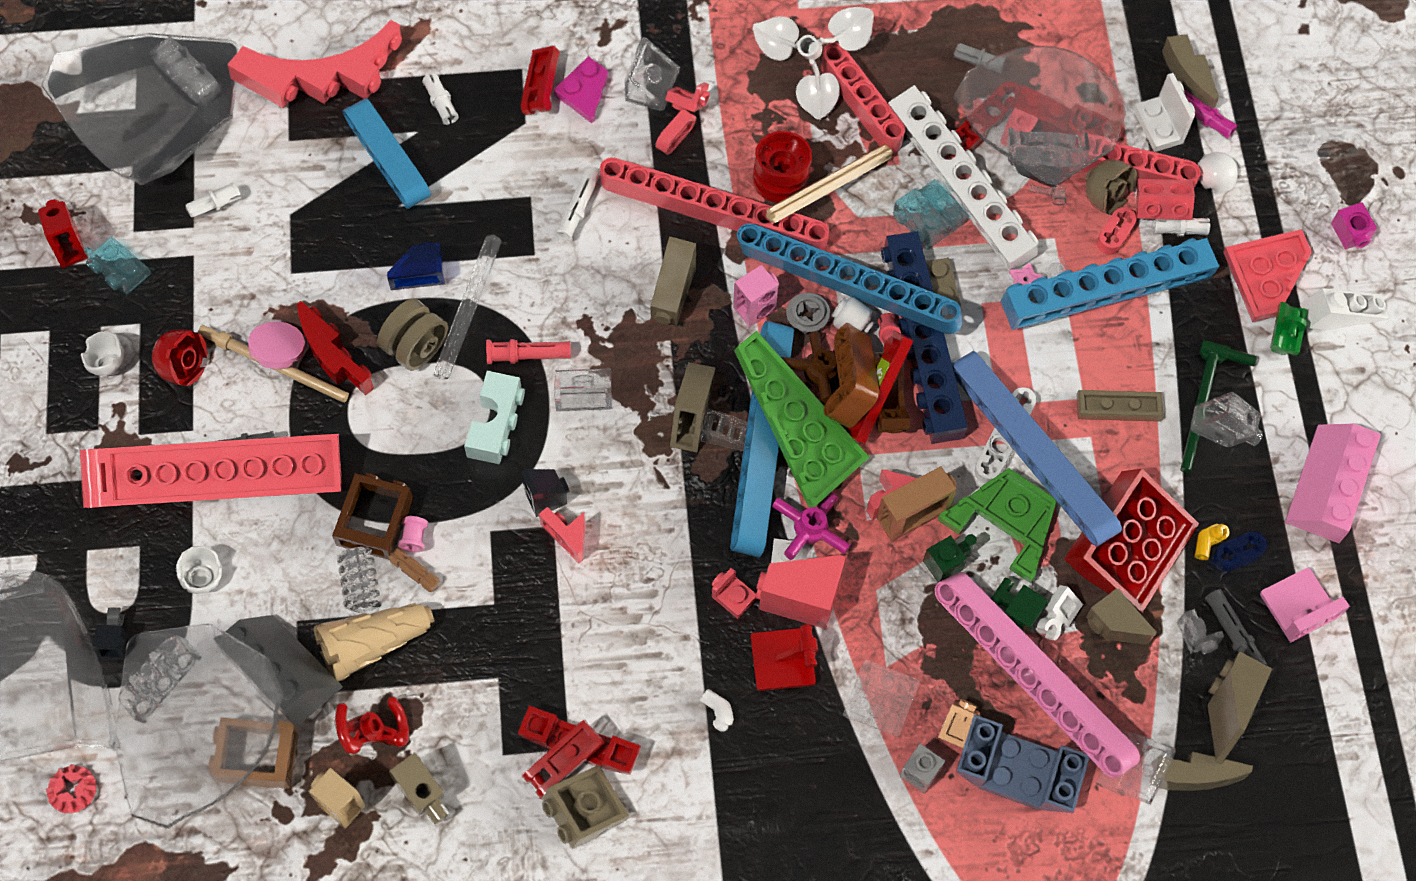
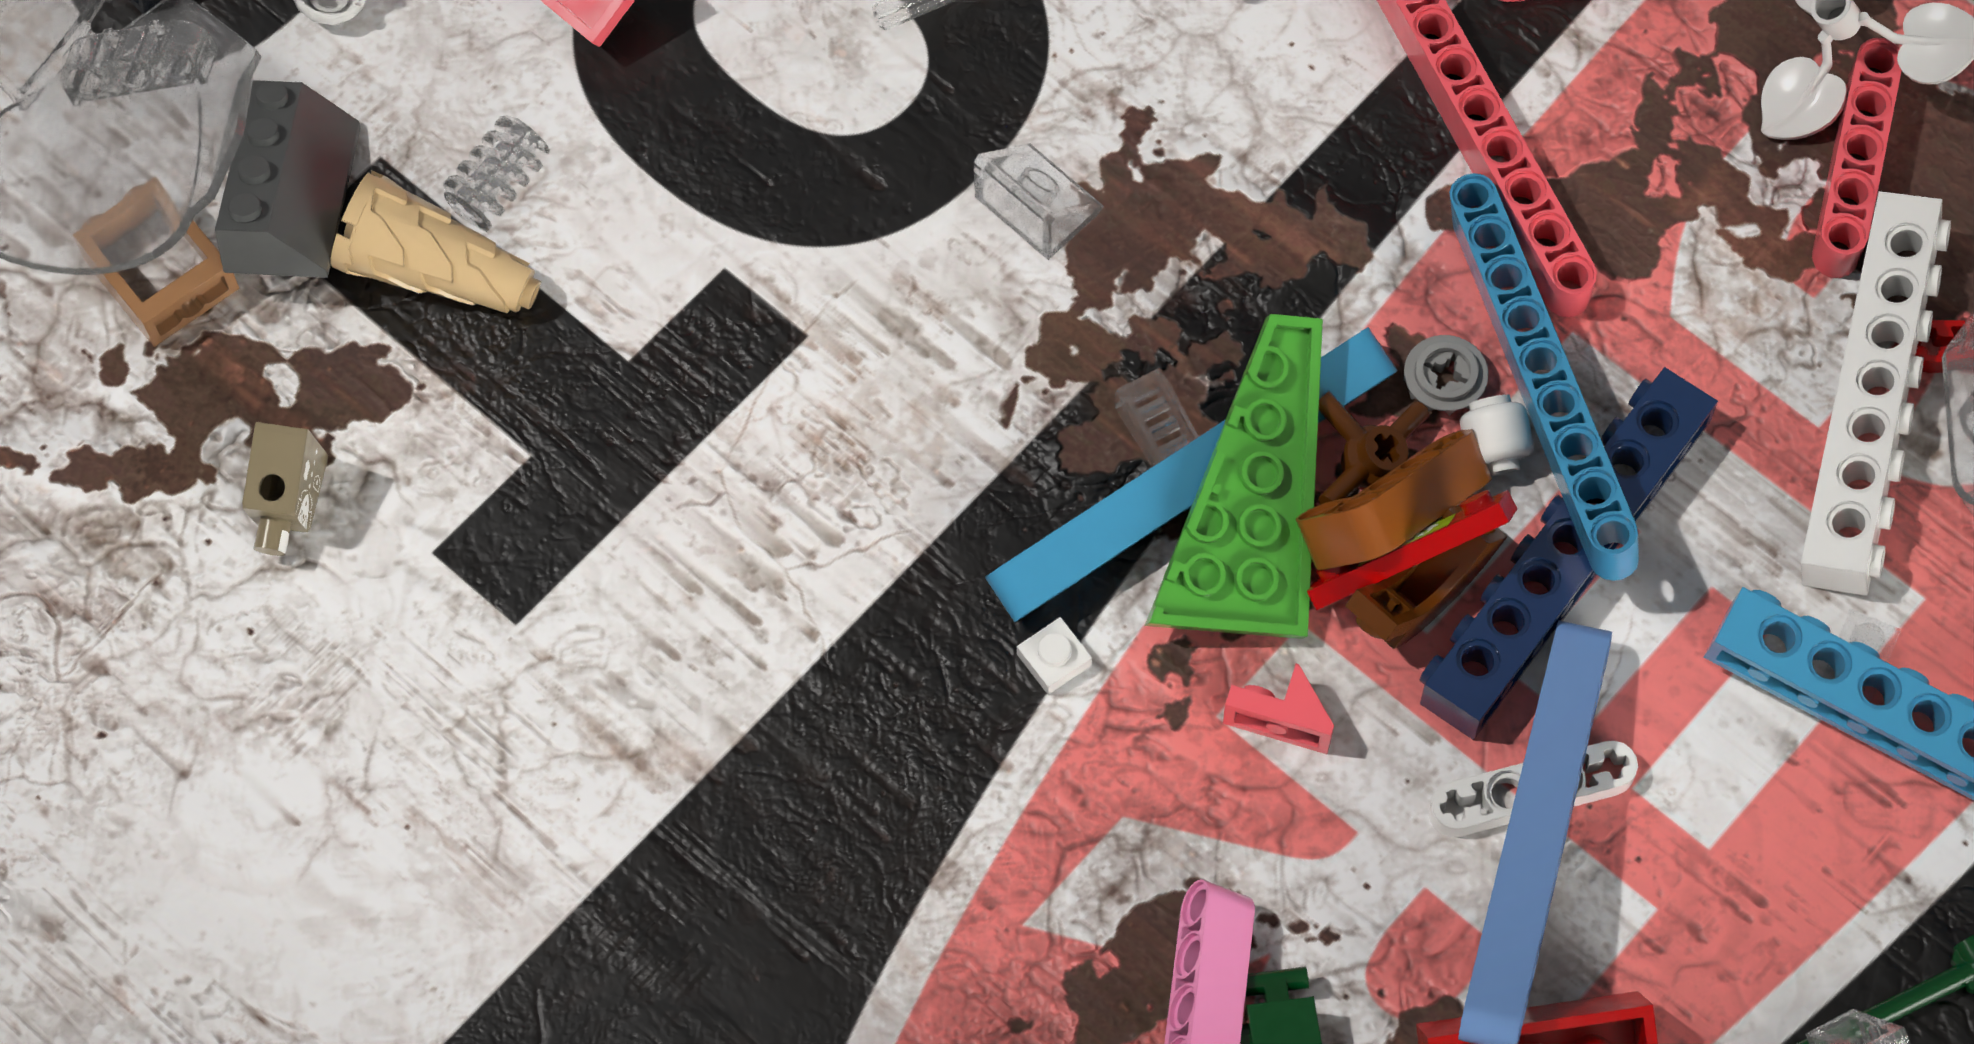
camera: 50 degrees right, 0 degrees up
(336, 797) = (176, 402): tan brick -> none
(351, 538) = (615, 147): reddish brown window -> none
(369, 728) = (303, 358): red piece -> none
(413, 534) = (622, 179): bright pink bush -> none
(414, 570) = (578, 225): medium nougat axle -> none
(489, 439) = (849, 152): light aqua arch -> none
(515, 351) = (1003, 70): coral pin -> none
(544, 489) = (834, 272): black slope -> none
(548, 730) = (529, 621): red slope -> none
(564, 757) = (486, 623): red plate -> none
(570, 536) = (808, 362): coral slope -> none
(583, 807) = (446, 706): dark tan plate -> none
(673, 281) = (1303, 165): dark tan slope -> none
(692, 406) = (1144, 337): dark tan slope -> none
(722, 710) = (748, 763): white arm -> none
(732, 593) = (928, 633): coral bracket -> none
(755, 295) = (1391, 281): bright pink brick -> none
(781, 165) = (1624, 145): red wheel -> none
(784, 658) = (896, 778): red plate -> none
(801, 589) = (1016, 712): coral slope -> none
(811, 525) = (1113, 658): dark pink bar -> none
(828, 183) = (1668, 227): tan axle -> none
(881, 698) = (964, 953): clear slope -> none
(887, 326) = (1529, 495): coral pin -> none
(916, 503) = (1292, 751): medium nougat window -> none
(930, 213) = (1773, 399): clear light blue plate -> none
(943, 279) = (1678, 508): dark tan plate -> none
(948, 557) = (1255, 863): dark green brick -> none
(1014, 508) = (1429, 893): bright green wing -> none
(1026, 272) = (1821, 602): bright pink plate -> none
(1119, 405) = (1747, 907): dark tan tile -> none

